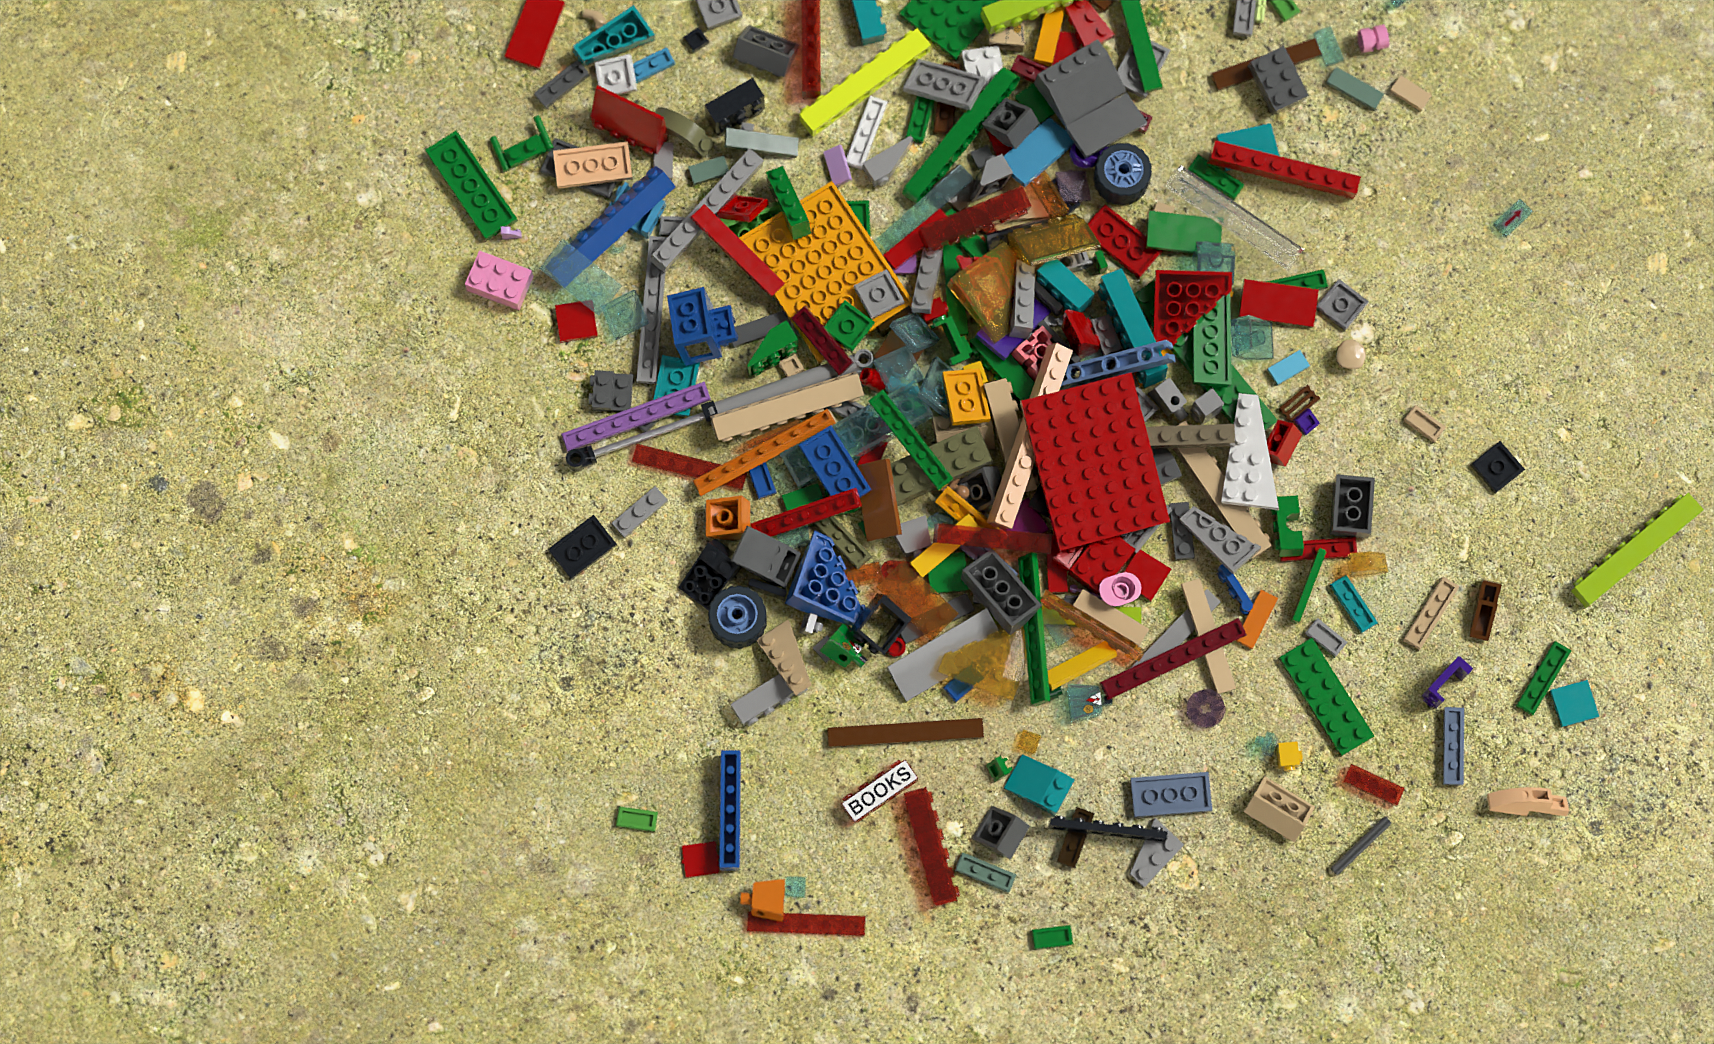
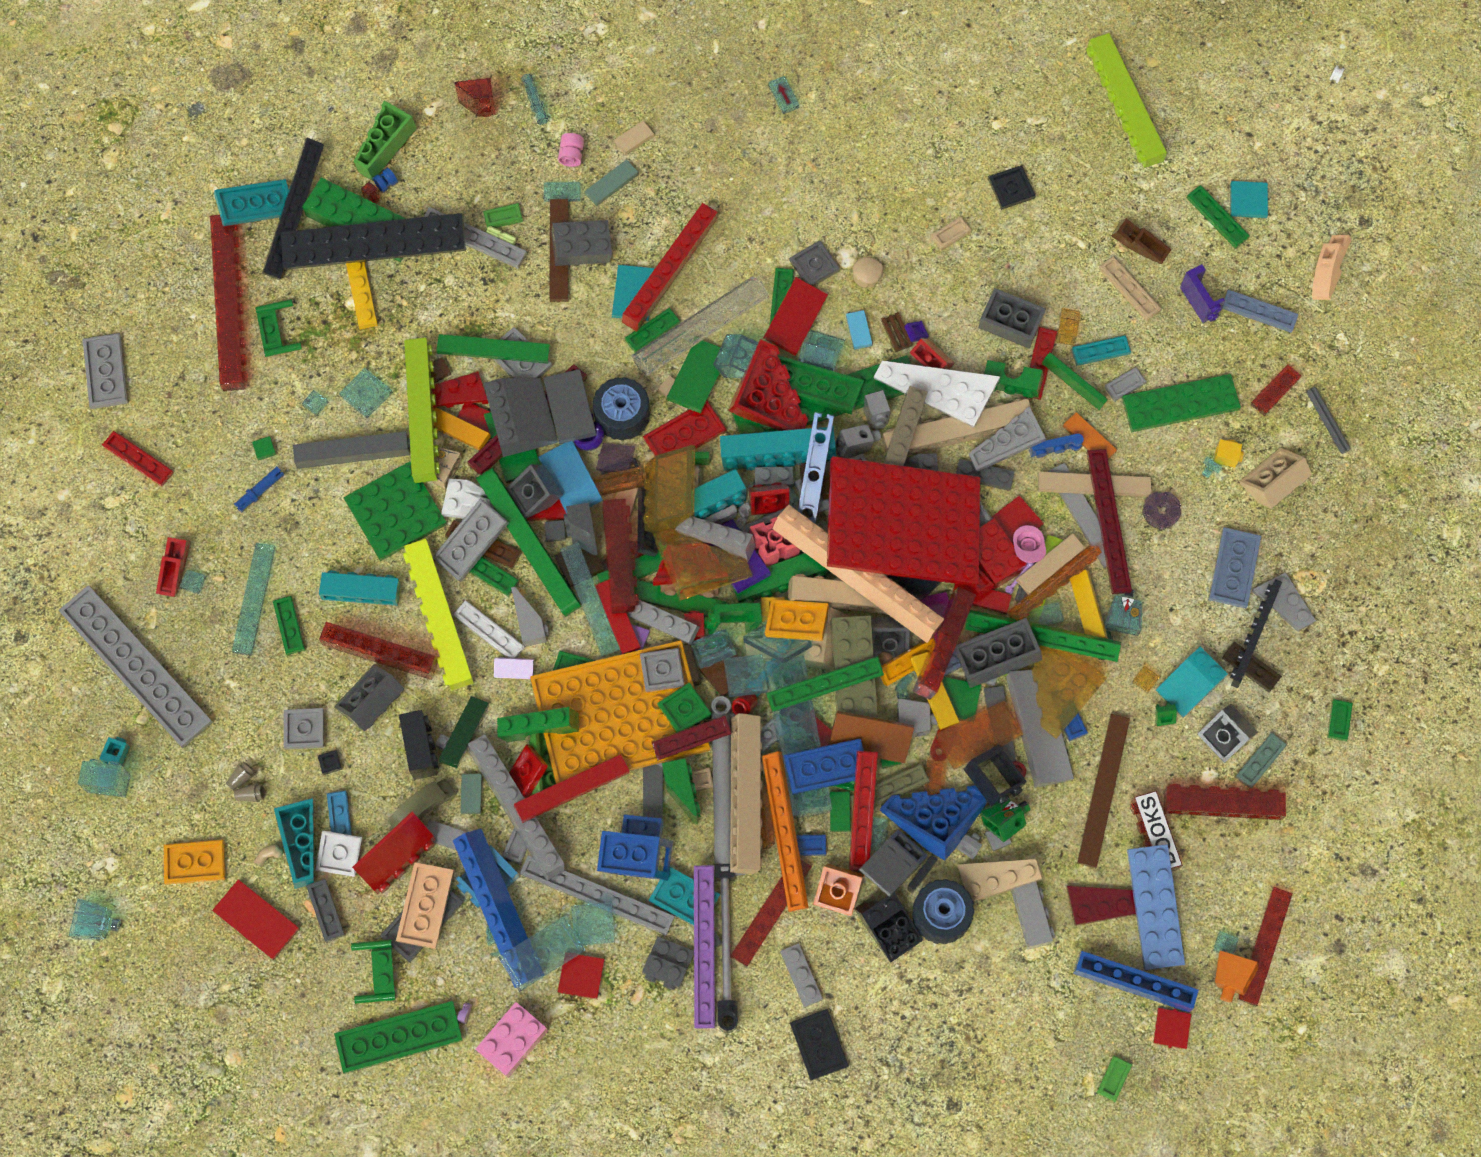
camera: 70 degrees left, 5 degrees down
(795, 761) = (1099, 904): none -> dark red wing
(807, 809) = (1155, 907): none -> medium blue plate

